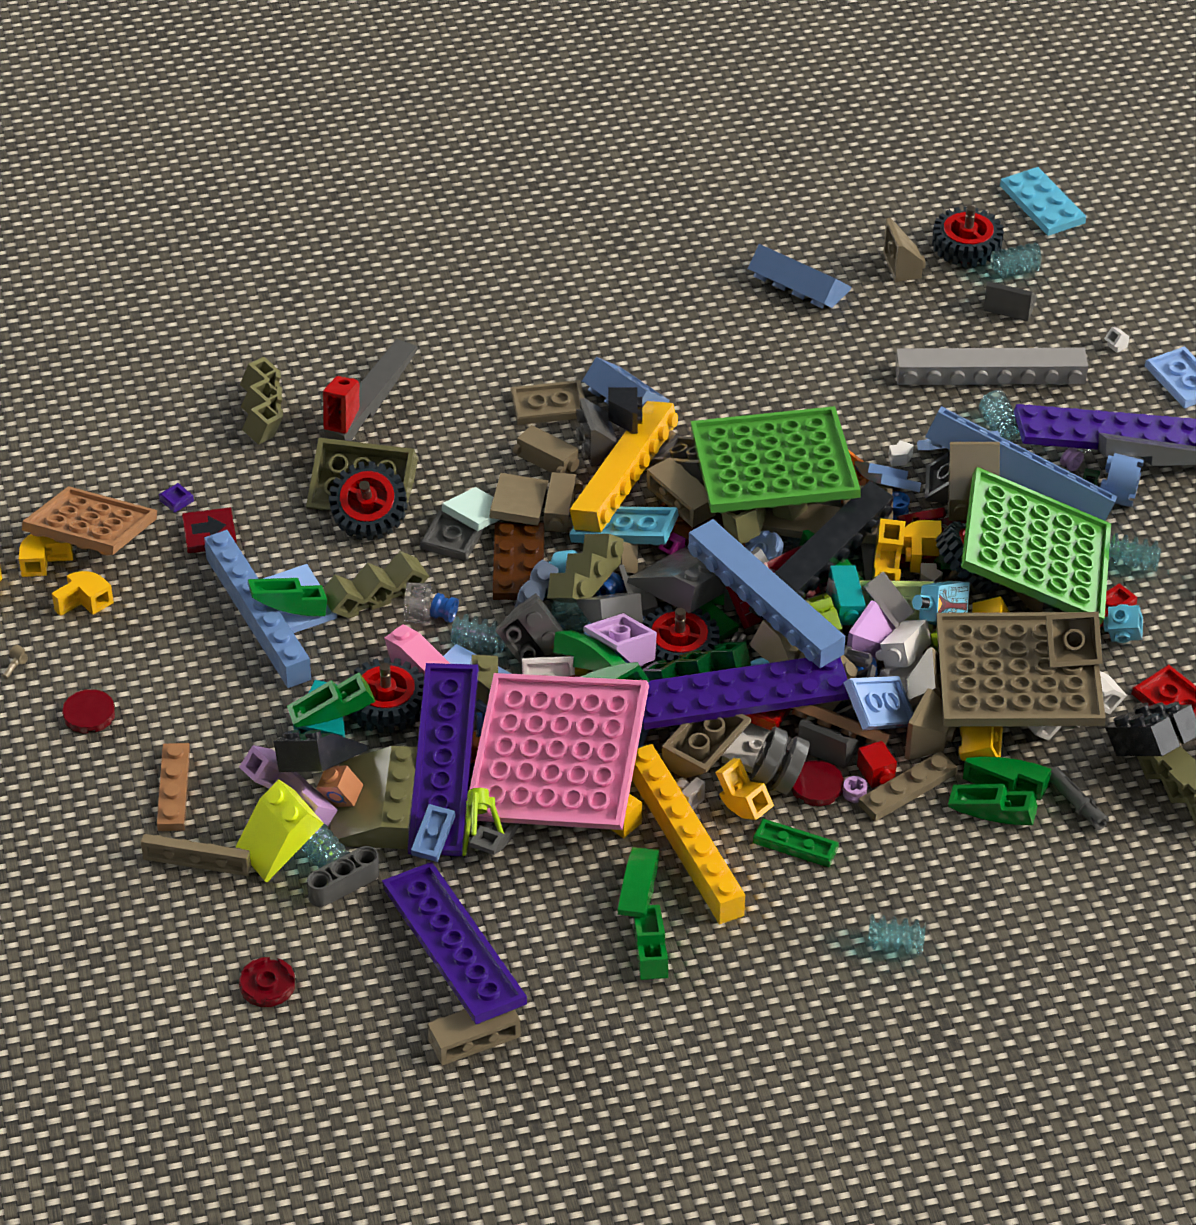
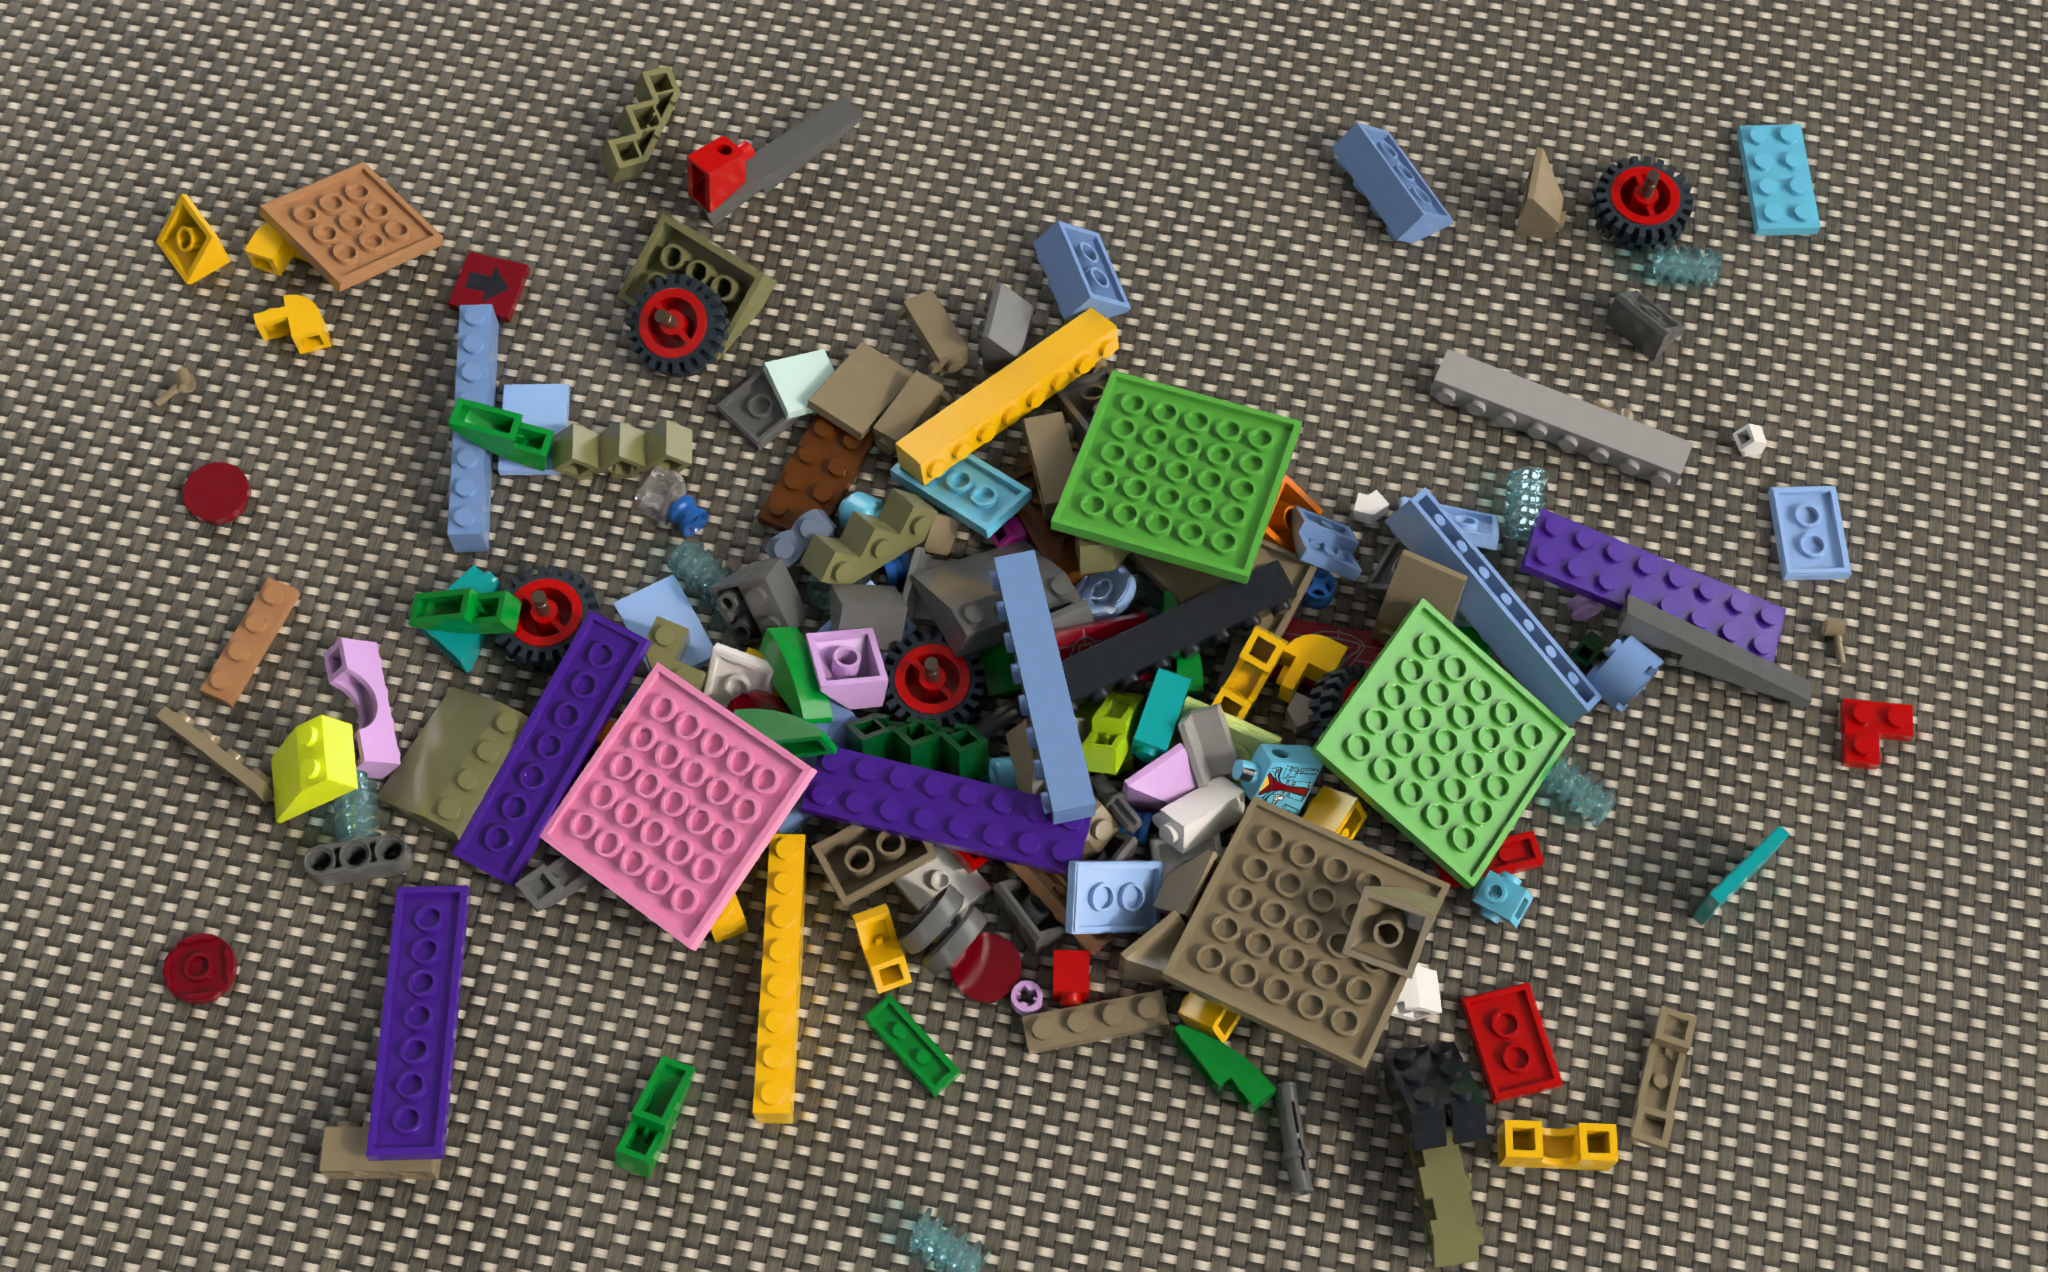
camera: 25 degrees right, 20 degrees up
(176, 497) = (478, 224): dark purple tile -> none
(314, 751) = (407, 679): black slope -> none
(340, 786) = (415, 734): nougat brick -> none
(412, 647) = (613, 580): bright pink slope -> none
(433, 833) = (482, 850): medium blue plate -> none
(477, 804) = (550, 834): lime plant -> none
(546, 402) = (982, 254): dark tan tile -> none
(625, 408) = (1048, 312): black slope -> none
(638, 882) = (683, 1028): green slope -> none
(693, 791) = (820, 921): light grey tile -> none
(923, 515) = (1334, 622): dark red tile -> none
(994, 803) = (1183, 1100): green slope -> none

